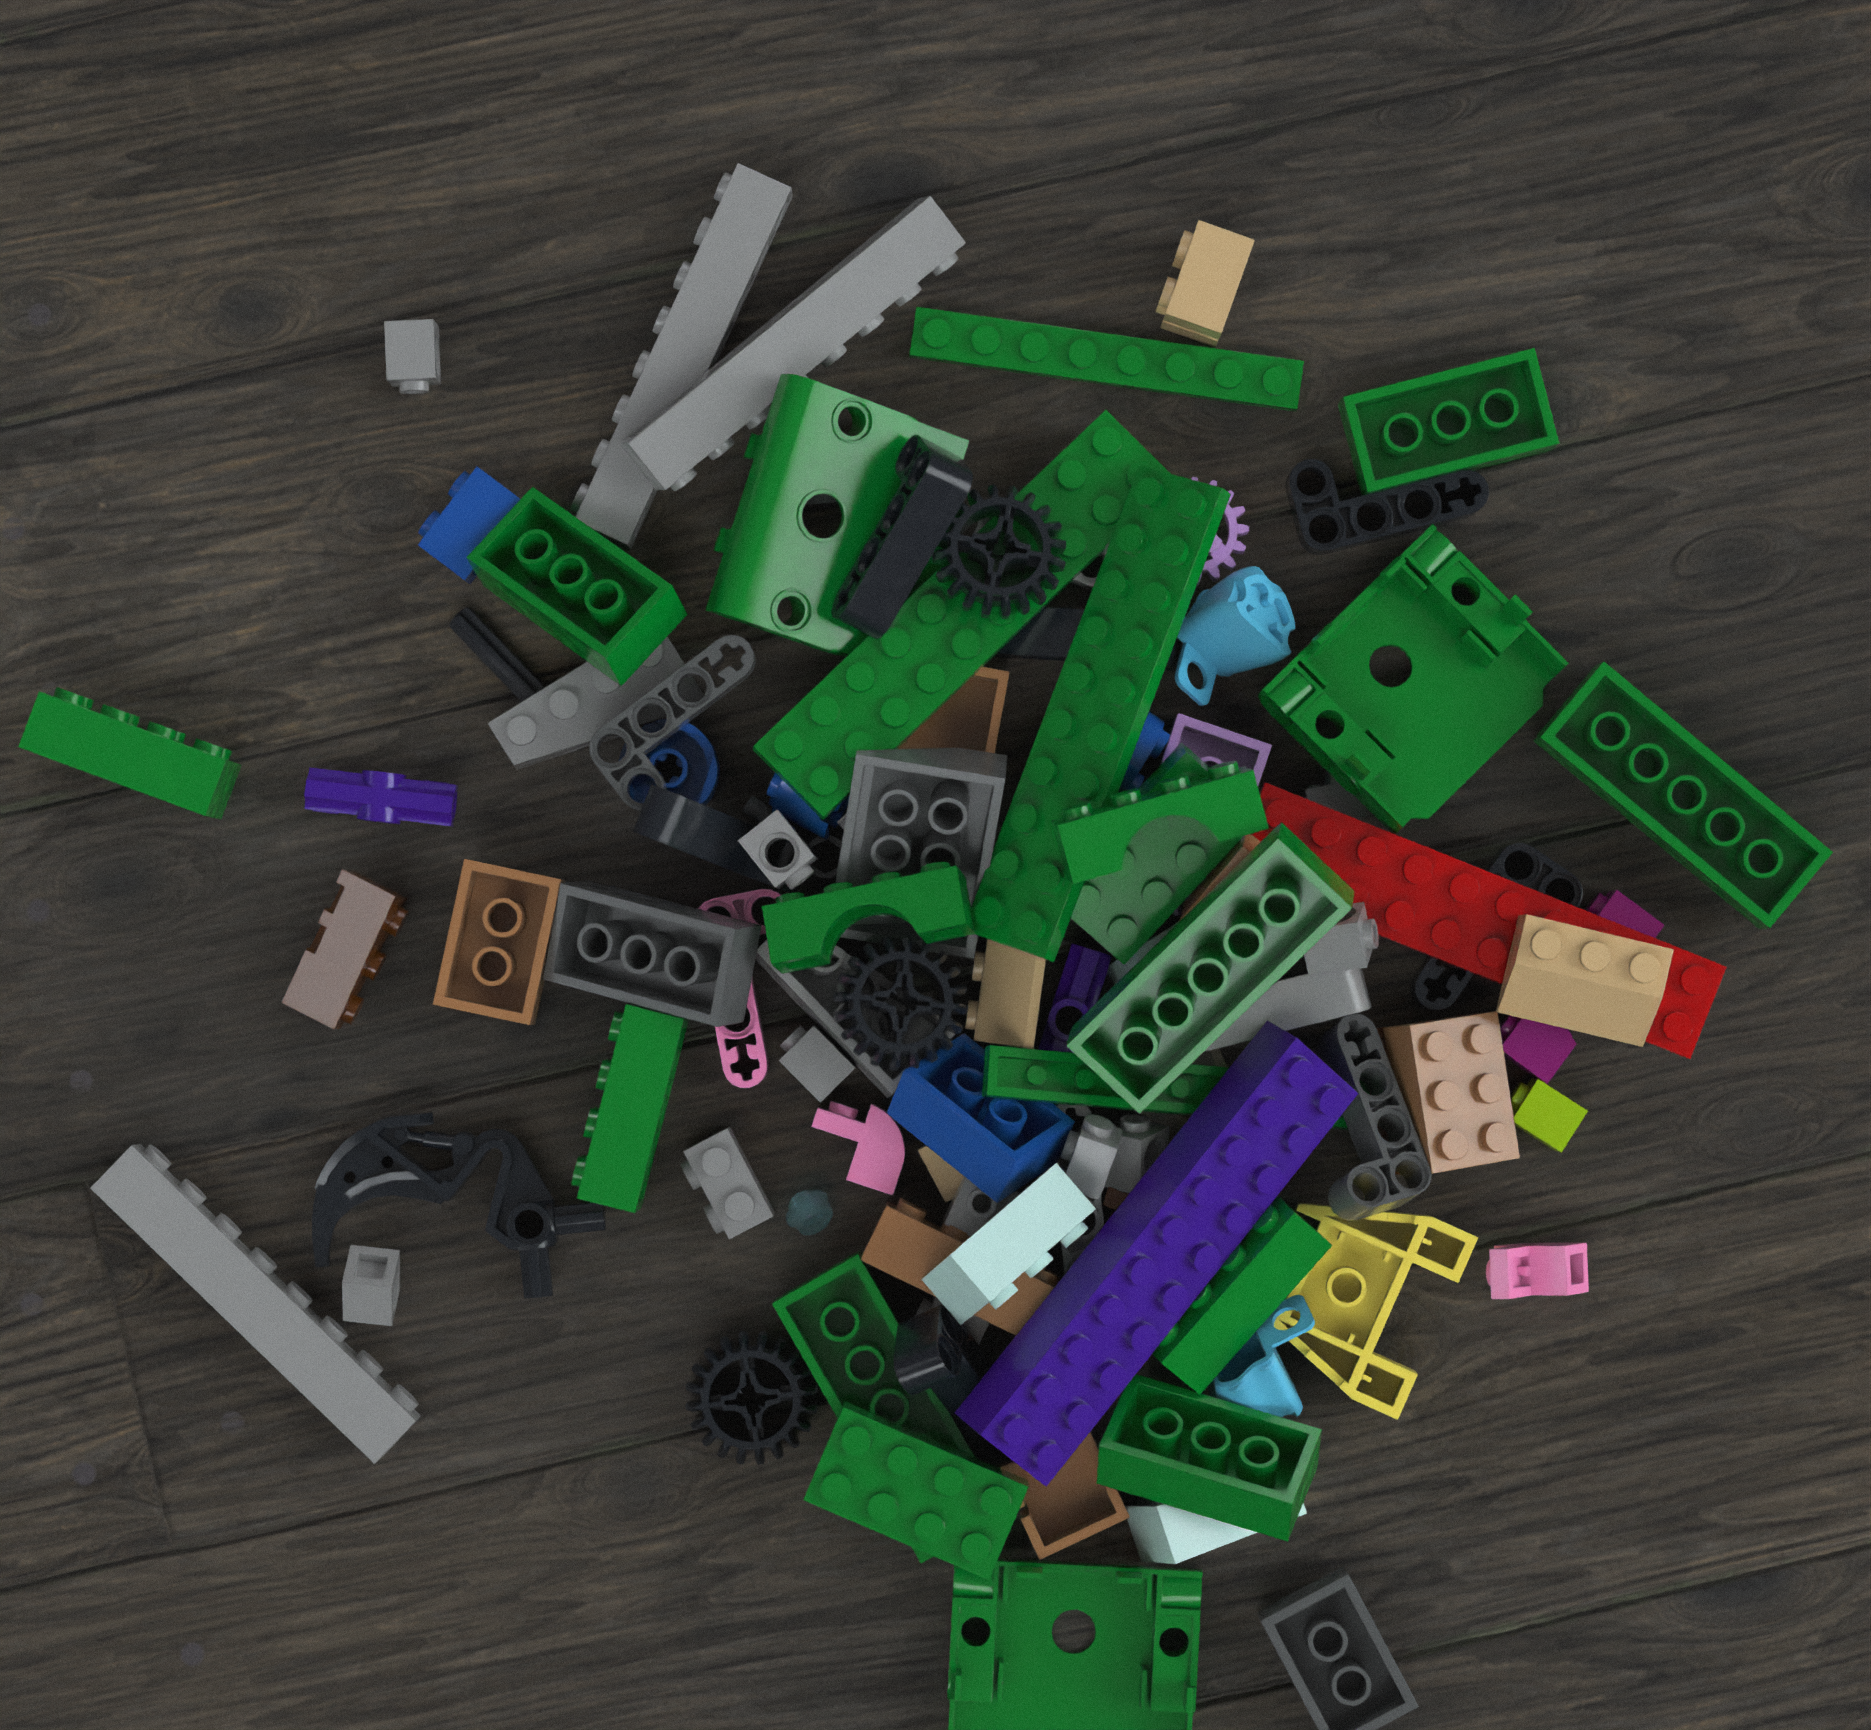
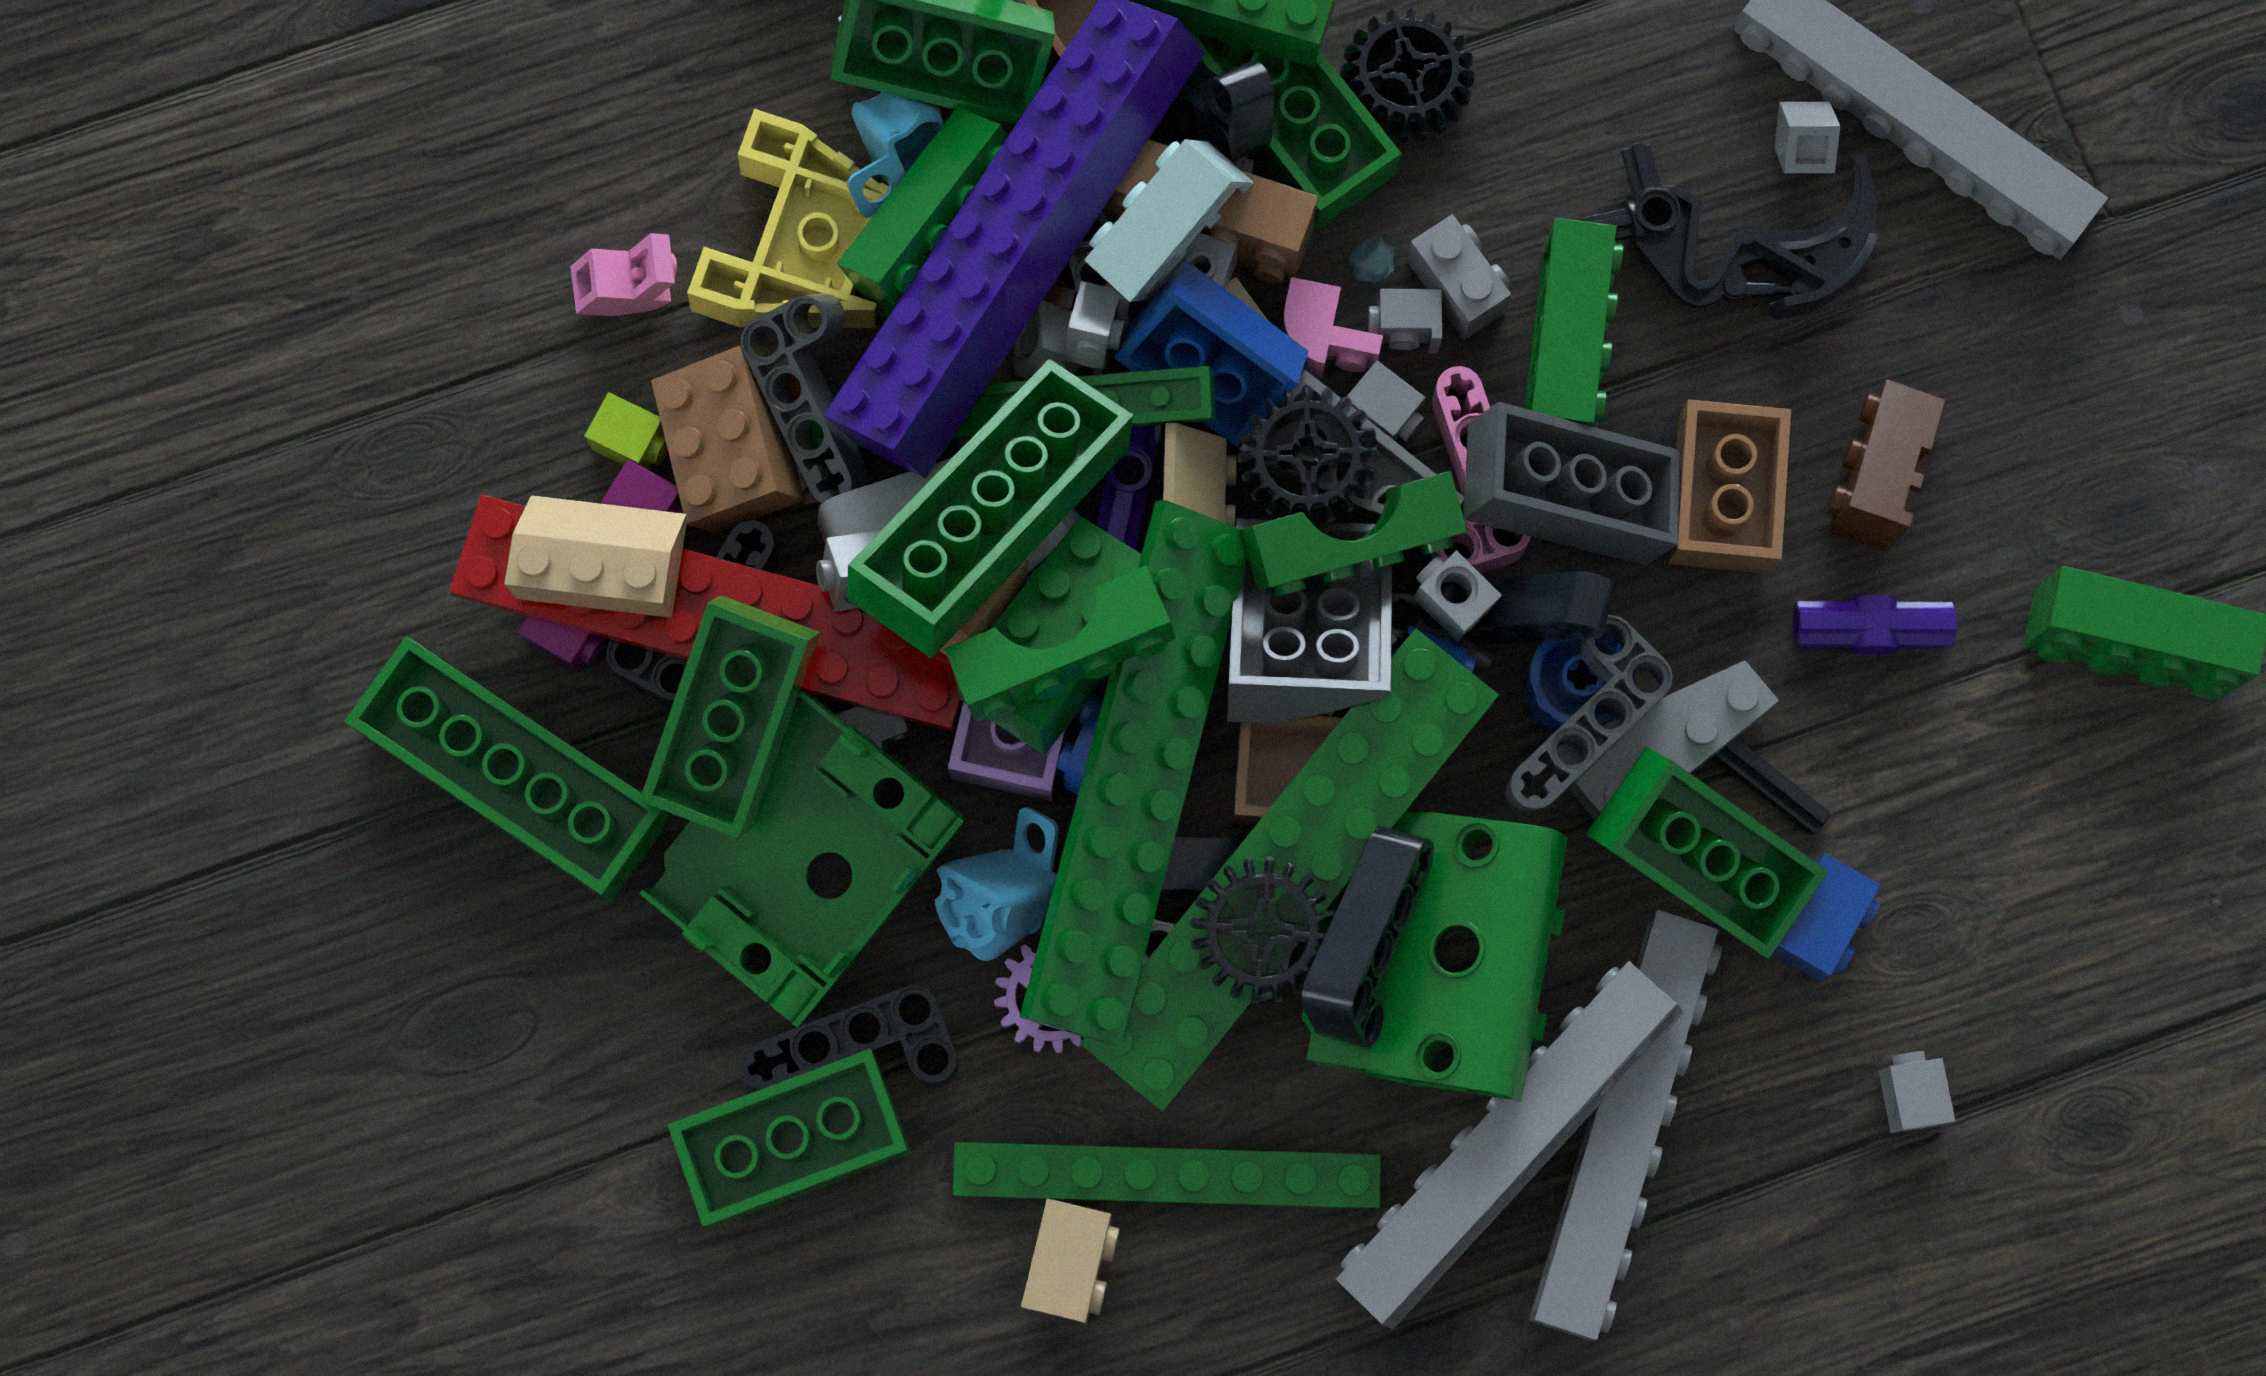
camera: 175 degrees right, 10 degrees down
(784, 1146) = (1408, 318): none -> light grey brick
(1471, 809) = (729, 716): none -> green brick

